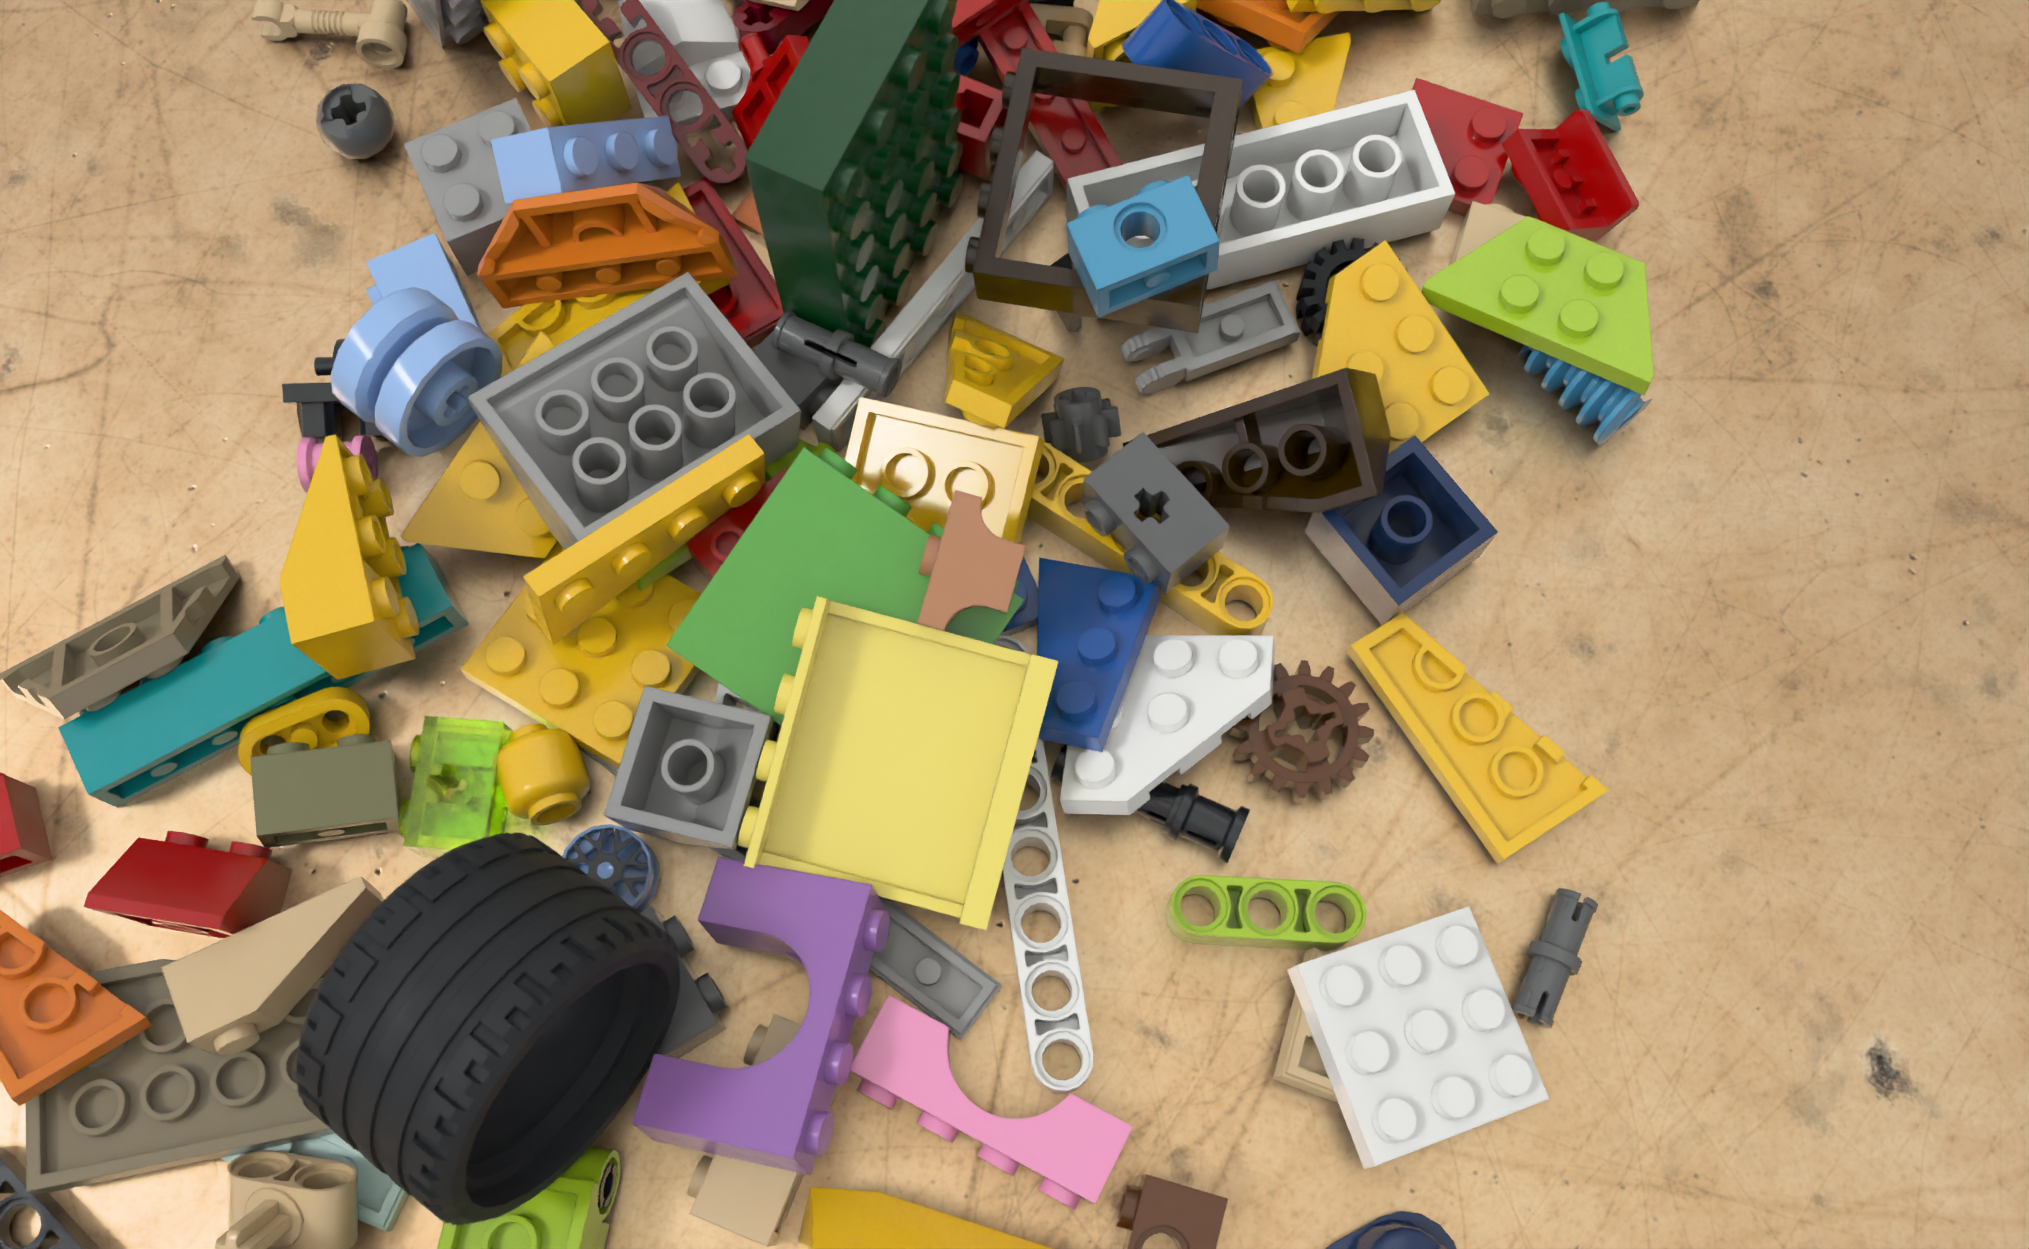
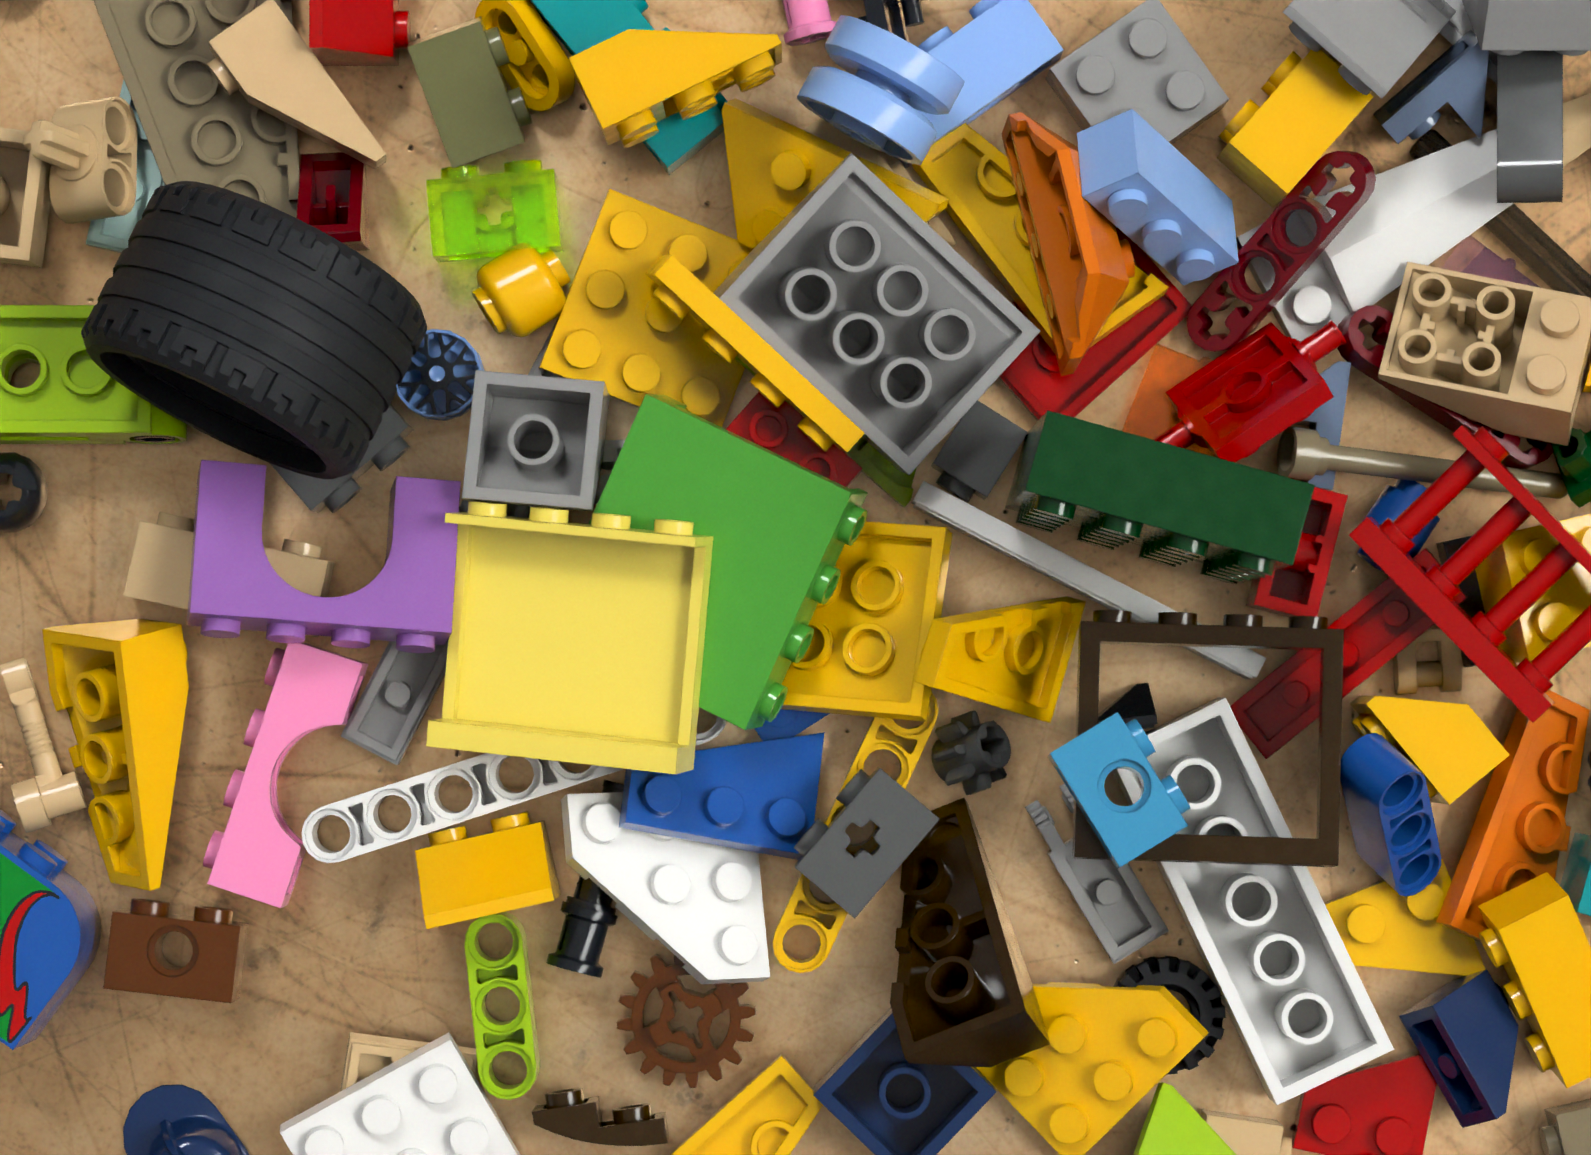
camera: 80 degrees right, 15 degrees up
(800, 339) = (987, 494): dark grey pin -> none
(967, 565) = (755, 674): nougat brick -> none
(1127, 901) = (486, 872): none -> yellow slope
(1392, 849) = (581, 1119): none -> dark brown slope
(1415, 46) = (1467, 1045): none -> dark blue slope

